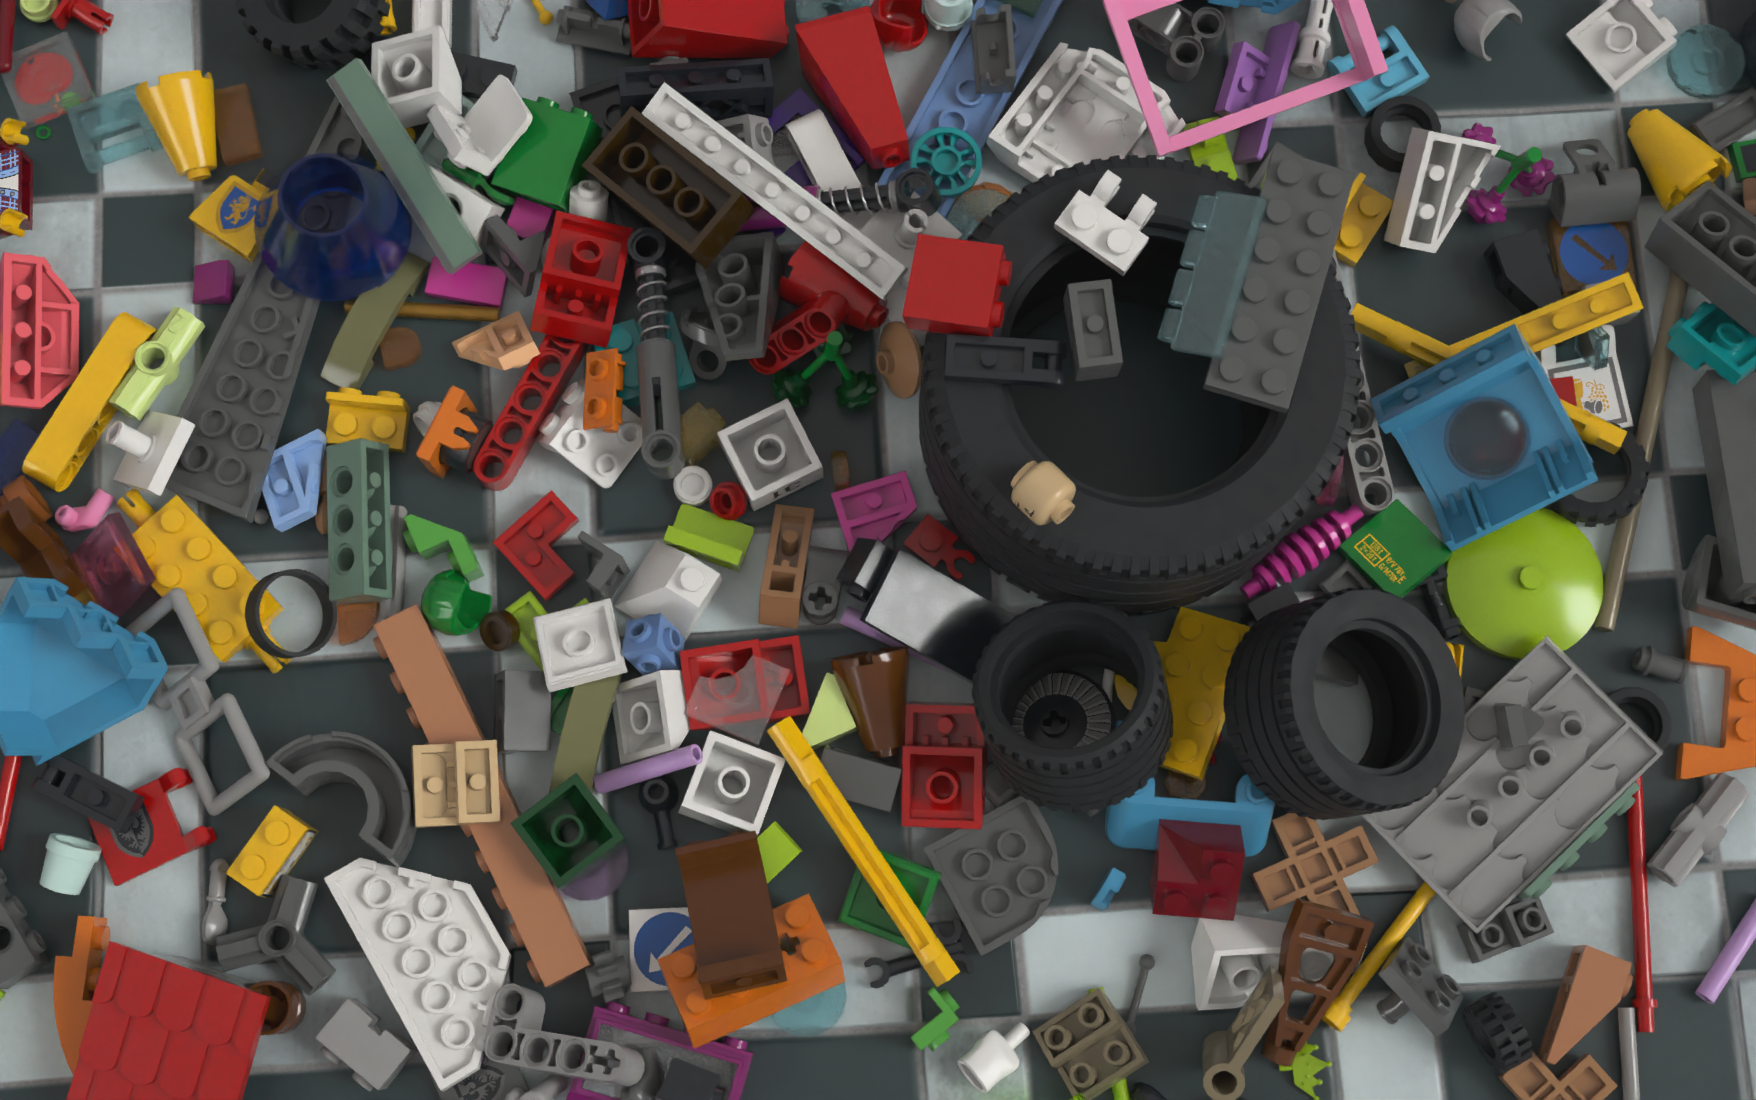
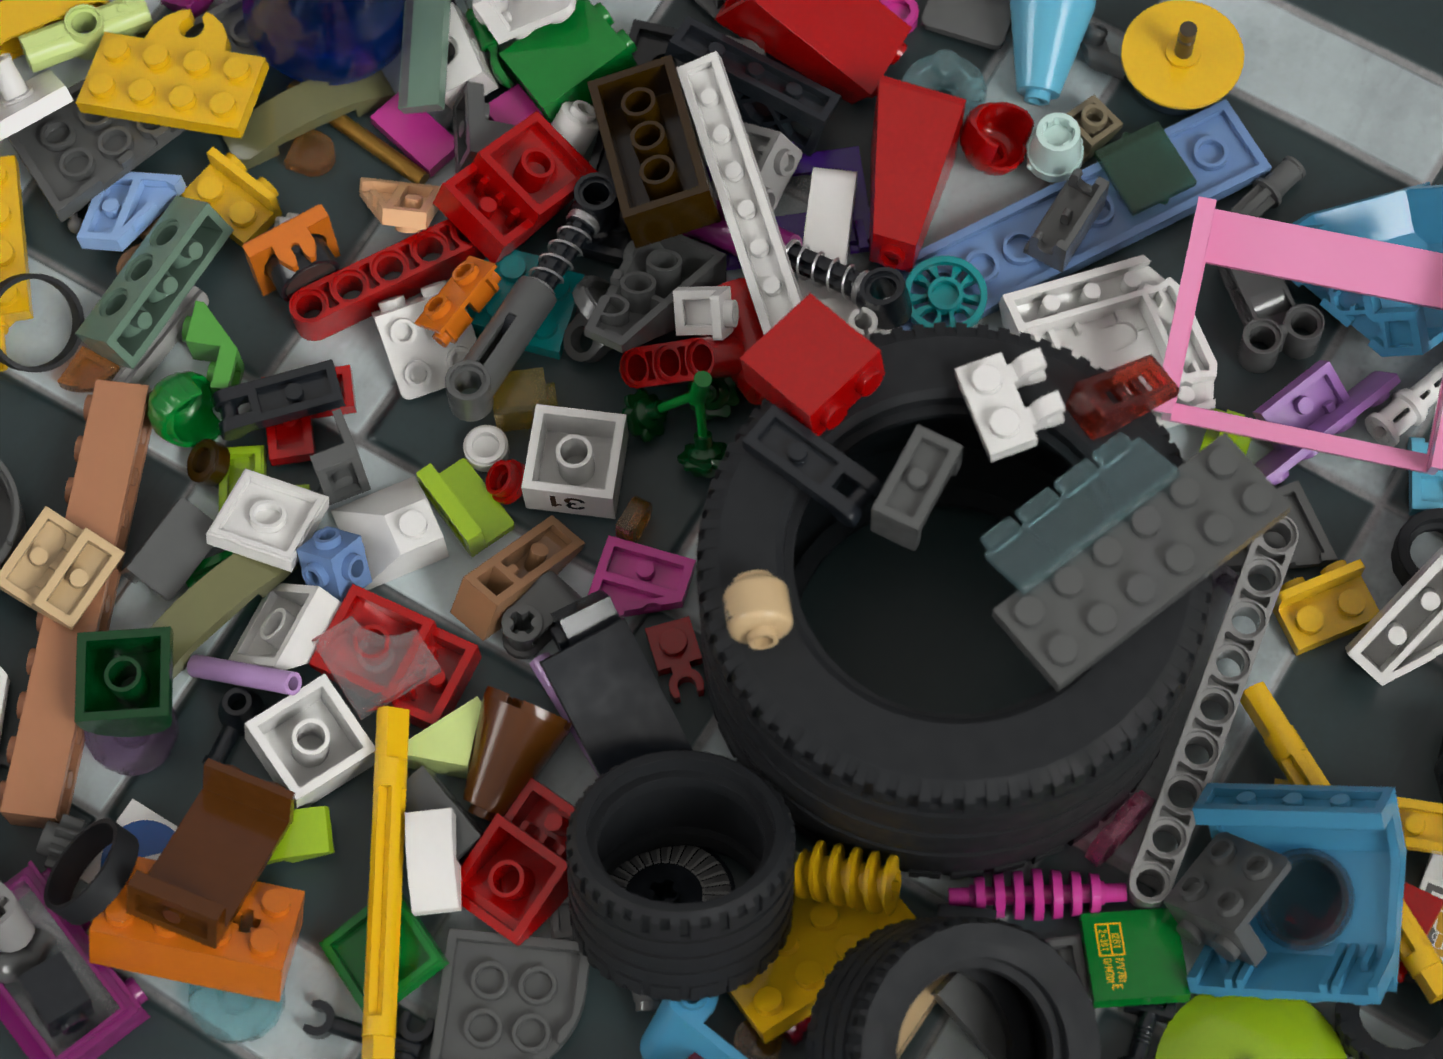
camera: 40 degrees right, 10 degrees down
(258, 357) = (175, 78): none -> yellow plate
(521, 550) = (278, 399): none -> black plate
(628, 987) = (106, 883): none -> black tyre
(797, 286) = (705, 311): none -> white bracket
(883, 811) = (432, 861): none -> white slope
(1171, 190) = (1097, 412): none -> clear red slope
(1186, 626) = (849, 879): none -> yellow piece
(1437, 468) = (1224, 894): none -> dark grey bracket

